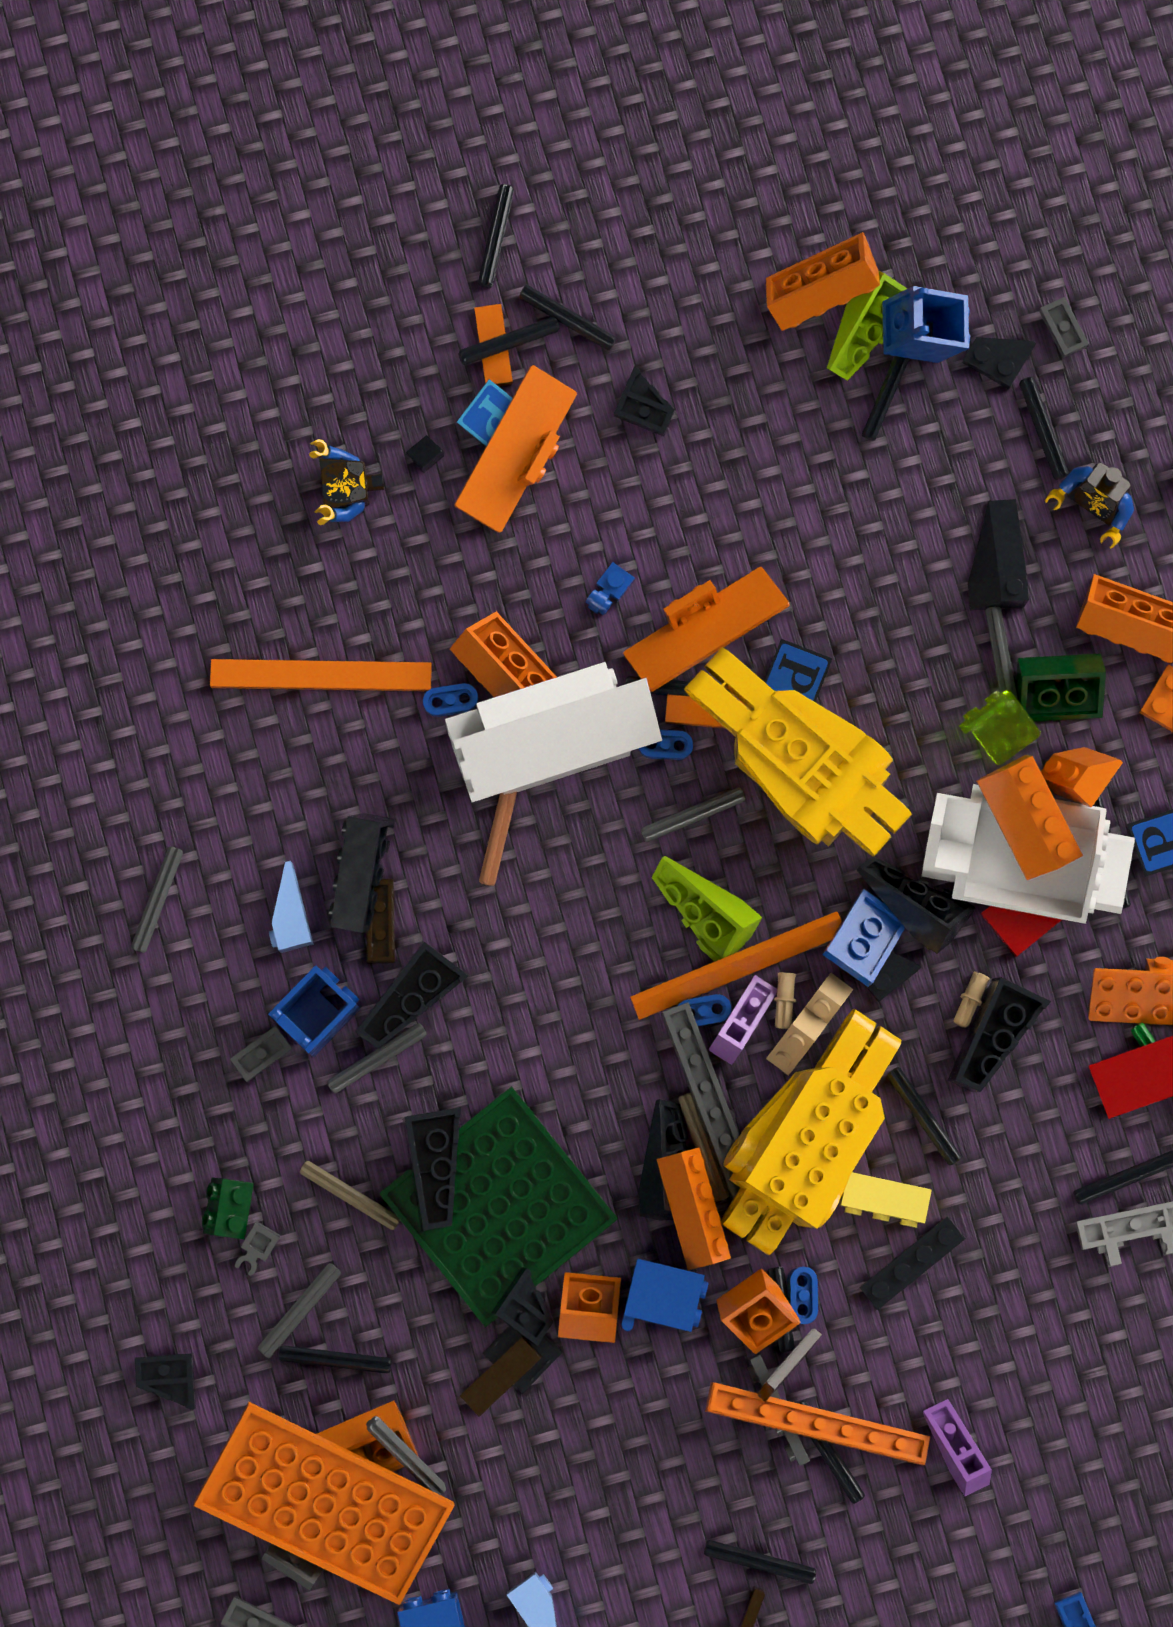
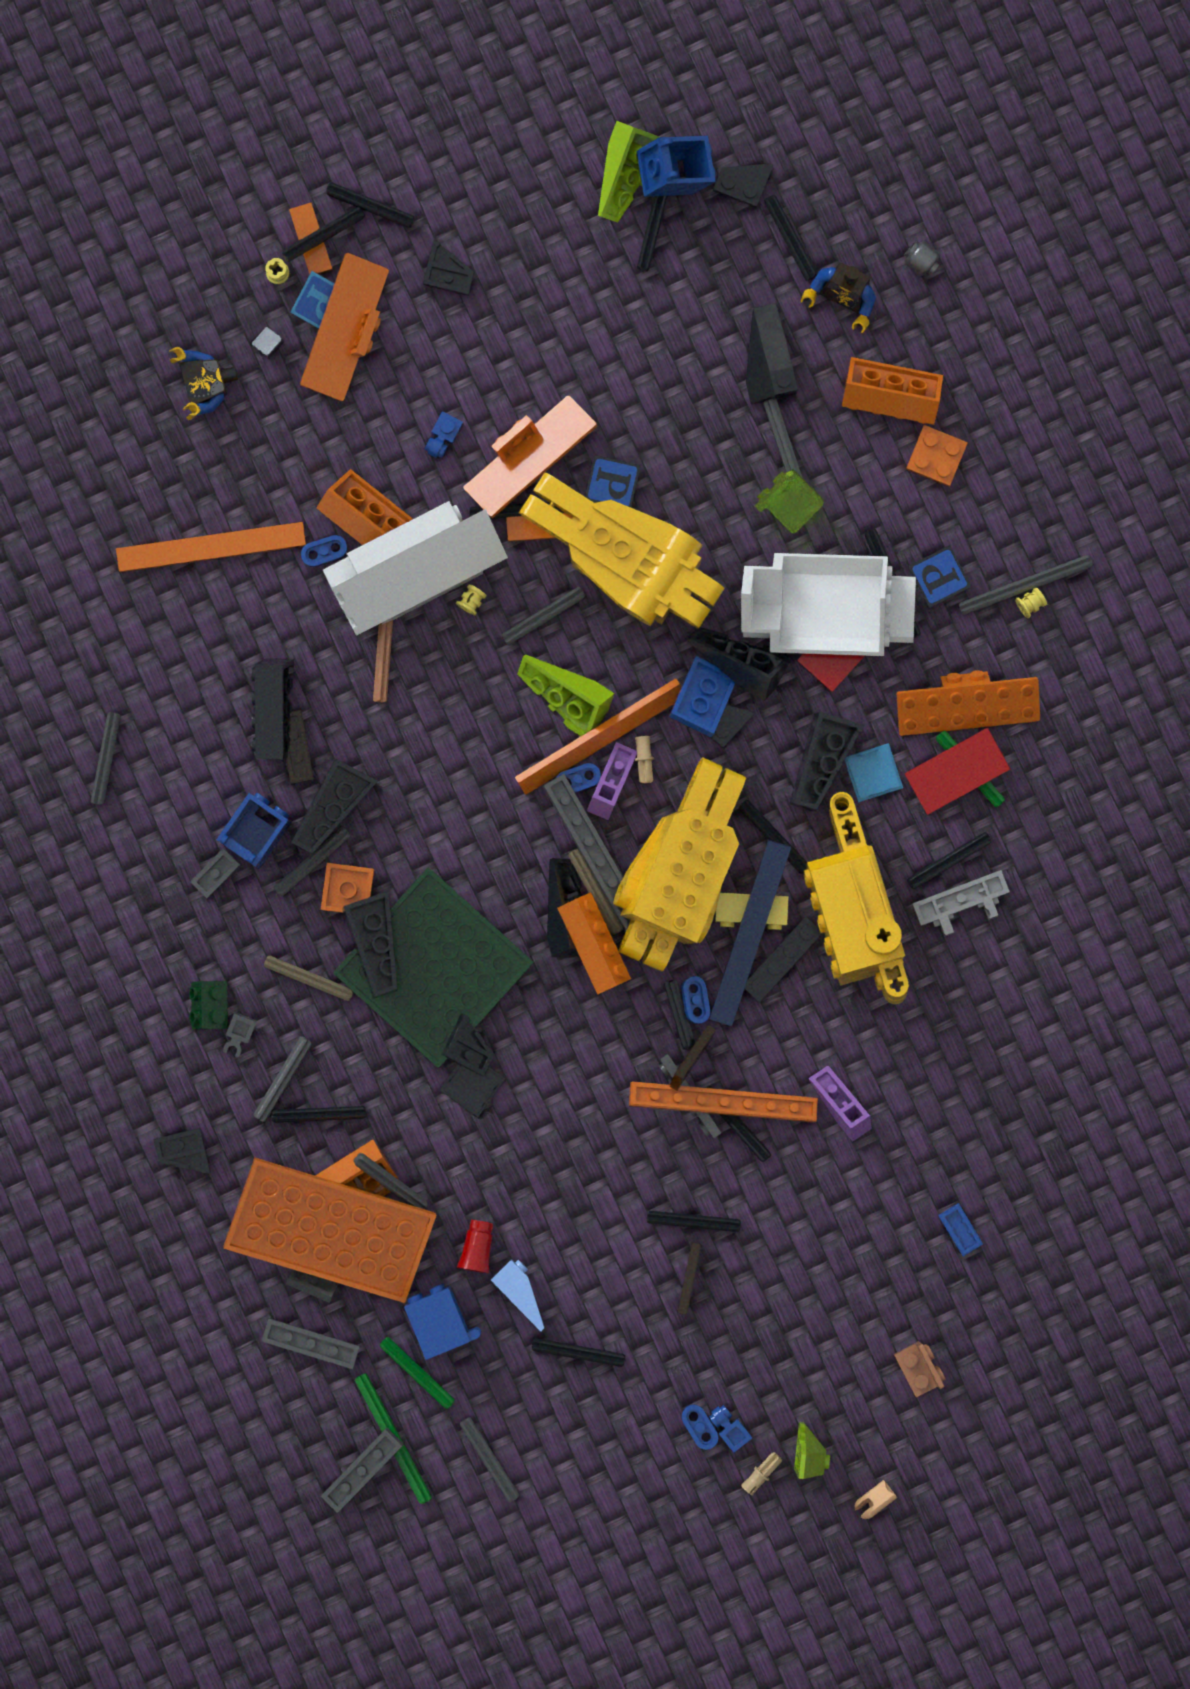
camera: 10 degrees left, 5 degrees up
(289, 917) = (219, 756): light blue slope -> none
(411, 1093) = (345, 886): none -> orange plate
(453, 381) = (282, 276): none -> light yellow bush
(496, 236) = (297, 143): black axle -> none
(496, 1552) = (477, 1247): none -> red plant
(501, 1376) = (457, 1106): dark brown tile -> none
(589, 1307) = (521, 1038): orange slope -> none
(612, 782) = (471, 599): none -> light yellow bush
(664, 1296) = (581, 1018): blue container -> none
(665, 748) = (512, 564): blue plate -> none
(757, 1311) = (660, 1019): orange slope -> none
(809, 1024) = (667, 775): tan arch -> none
(822, 282) = (582, 142): orange slope -> none
(879, 1225) = (750, 932): none -> dark blue tile
(971, 999) = (799, 733): tan axle -> none
(1012, 1217) = (856, 908): none -> yellow piece
(1029, 817) = (823, 574): orange slope -> none
(1051, 1059) = (873, 772): none -> dark azure piece
(1061, 686) = (836, 458): dark green slope -> none
(1063, 327) = (795, 147): dark grey plate -> none
(1080, 774) = (861, 530): orange slope -> none

